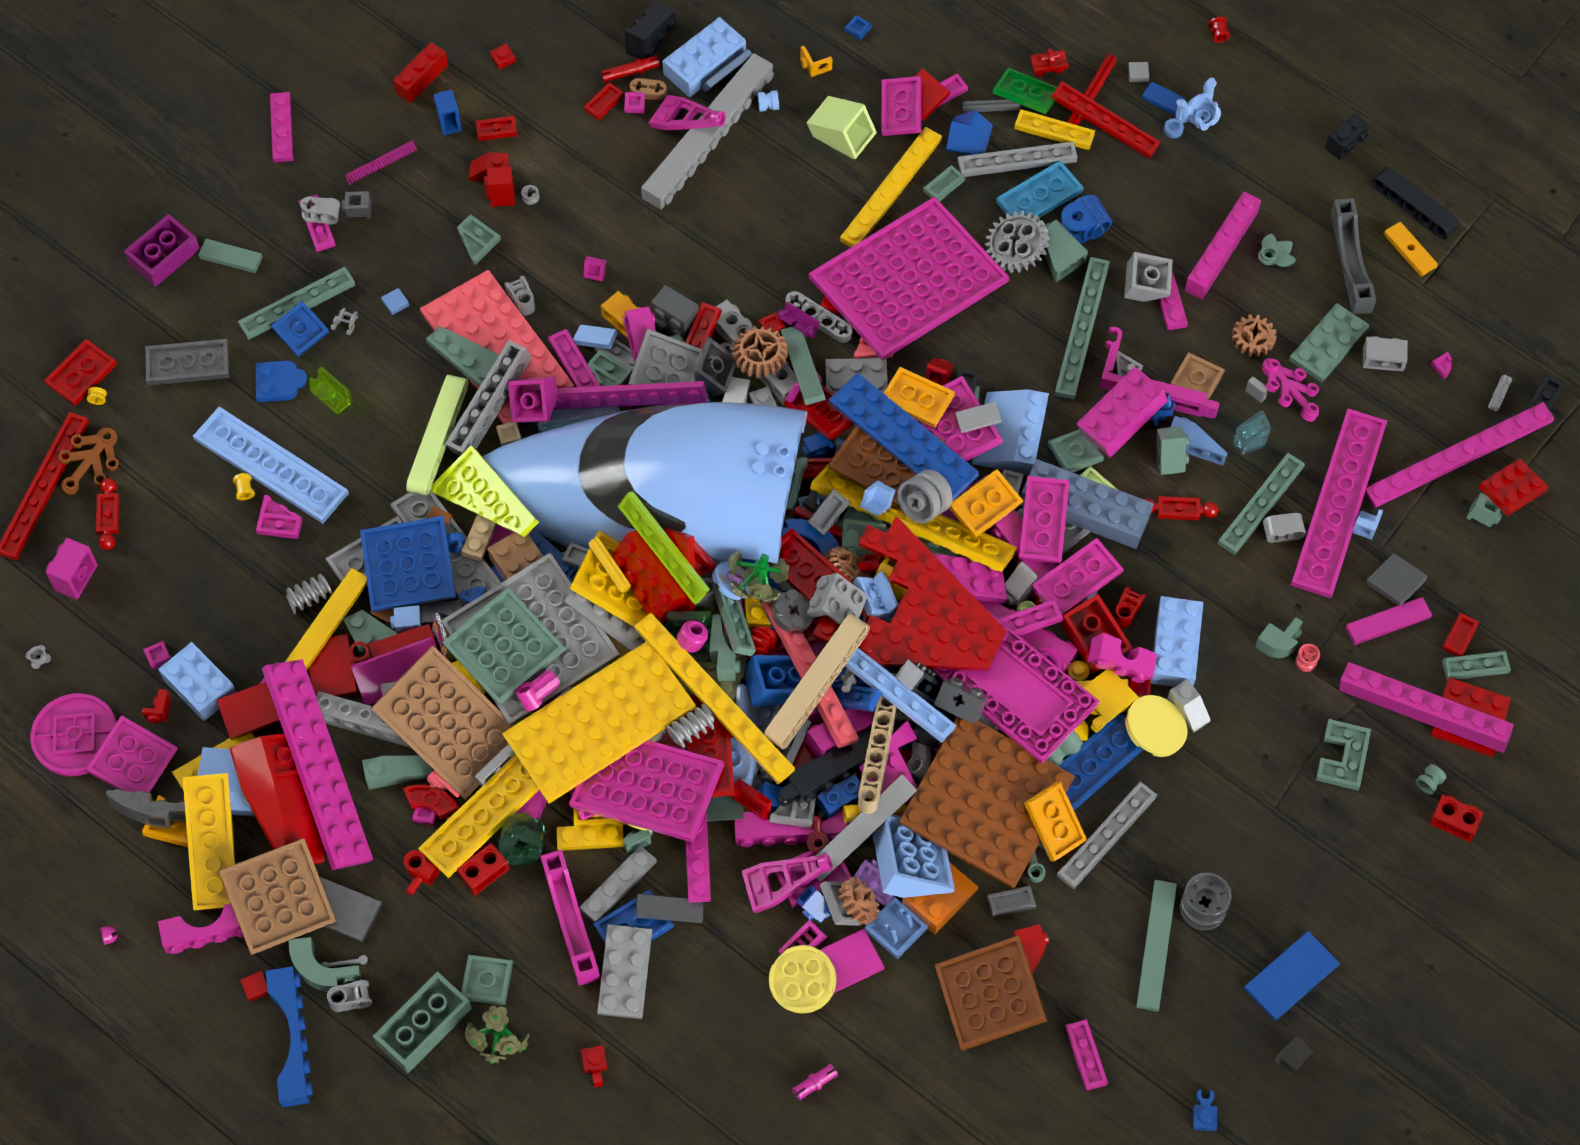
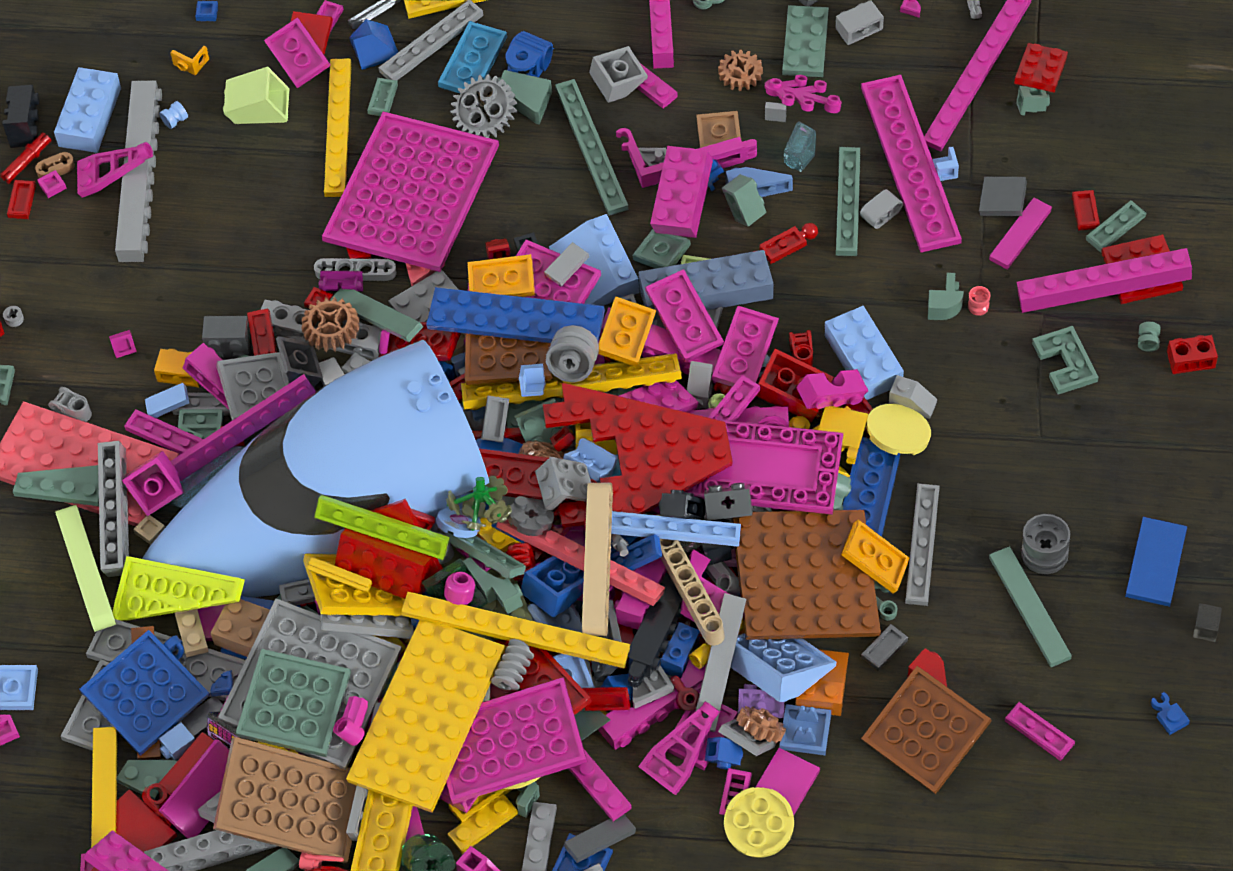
camera: 30 degrees left, 5 degrees down
(308, 592) = (65, 775): light grey piece -> none
(727, 70) = (116, 111): sand blue tile -> none

